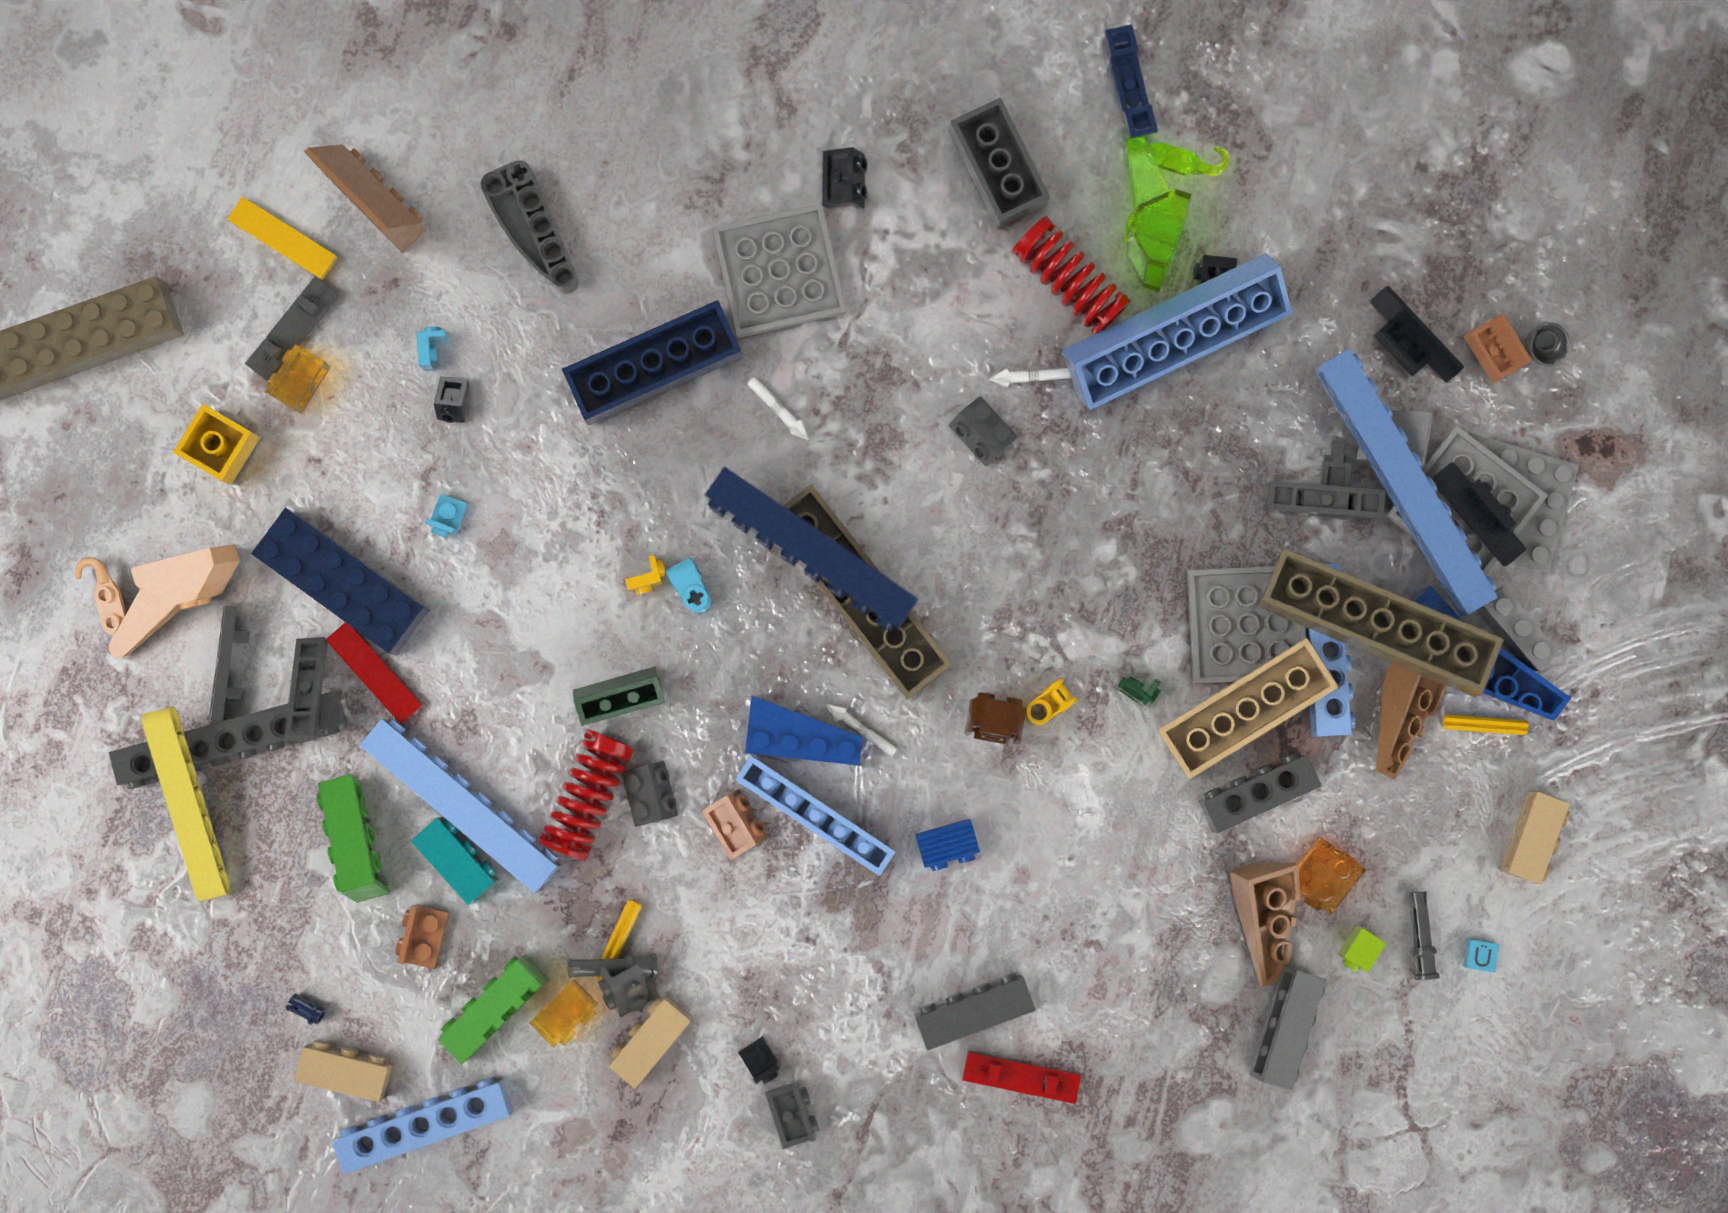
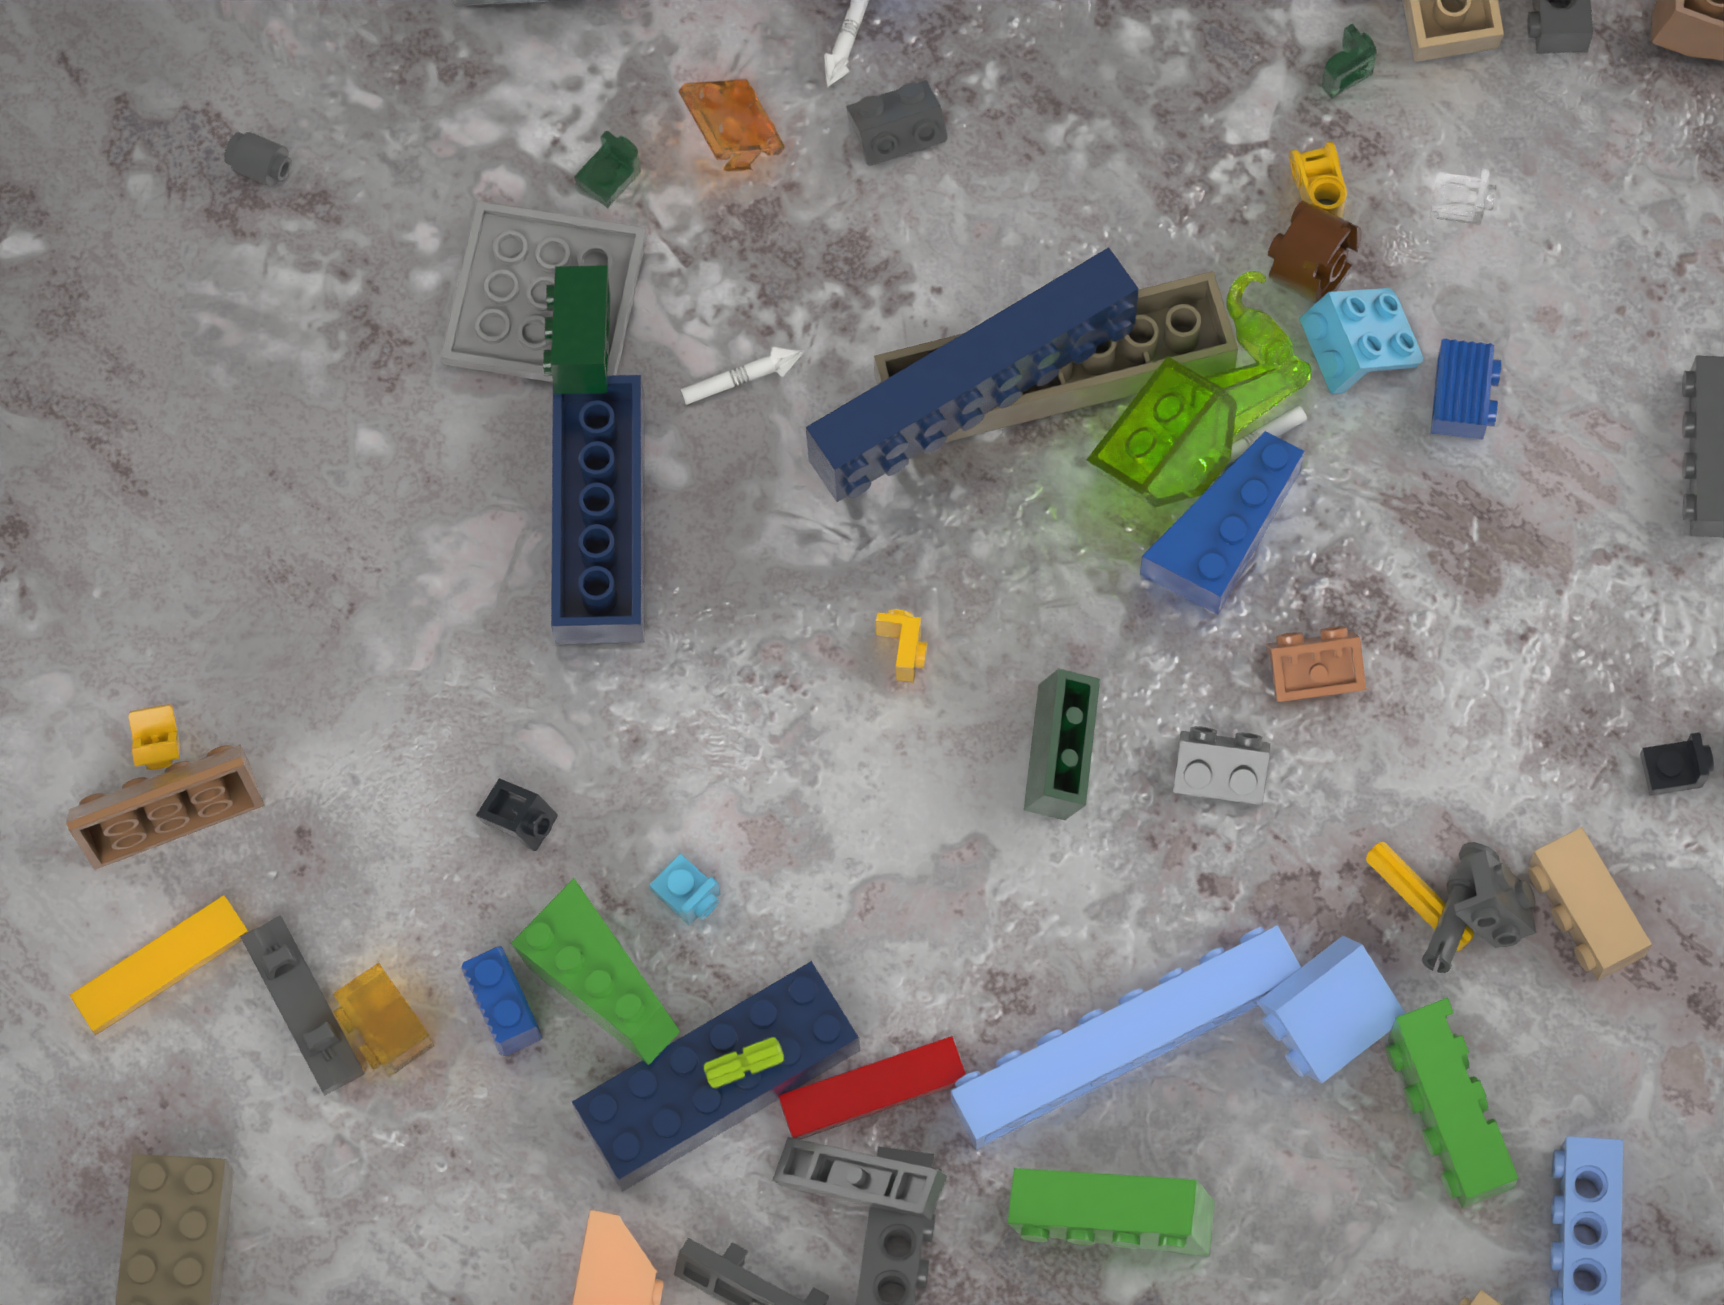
camera: 60 degrees left, 15 degrees down
(216, 444) = (427, 1172): yellow brick -> none
(334, 441) = (501, 1001): none -> blue brick
(346, 600) = (754, 1059): none -> lime piece
(366, 486) = (587, 966): none -> bright green wedge
(408, 173) = (154, 737): none -> yellow bracket
(422, 936) = (1300, 1172): nougat bracket -> none
(427, 352) = (429, 819): medium azure bracket -> none
(455, 860) = (1206, 1076): teal brick -> none
(518, 917) = (1330, 1010): none -> light blue brick
(521, 222) = (309, 618): dark grey beam -> none
(564, 1013) = (1500, 1009): clear yellow brick -> none
(570, 842) = (1126, 781): red piece -> none
(687, 582) = (938, 589): medium azure piece -> none
(752, 301) = (578, 329): none -> dark green brick
(795, 60) = (258, 158): none -> dark grey brick
(815, 815) = (1349, 543): light blue brick -> none
(843, 686) = (1184, 423): none -> clear neon green slope
(844, 178) = (454, 162): black bracket -> none
(877, 272) = (609, 169): none -> clear green bracket
(936, 331) = (732, 121): none -> clear orange piece
(957, 769) = (1358, 335): none -> medium azure bracket

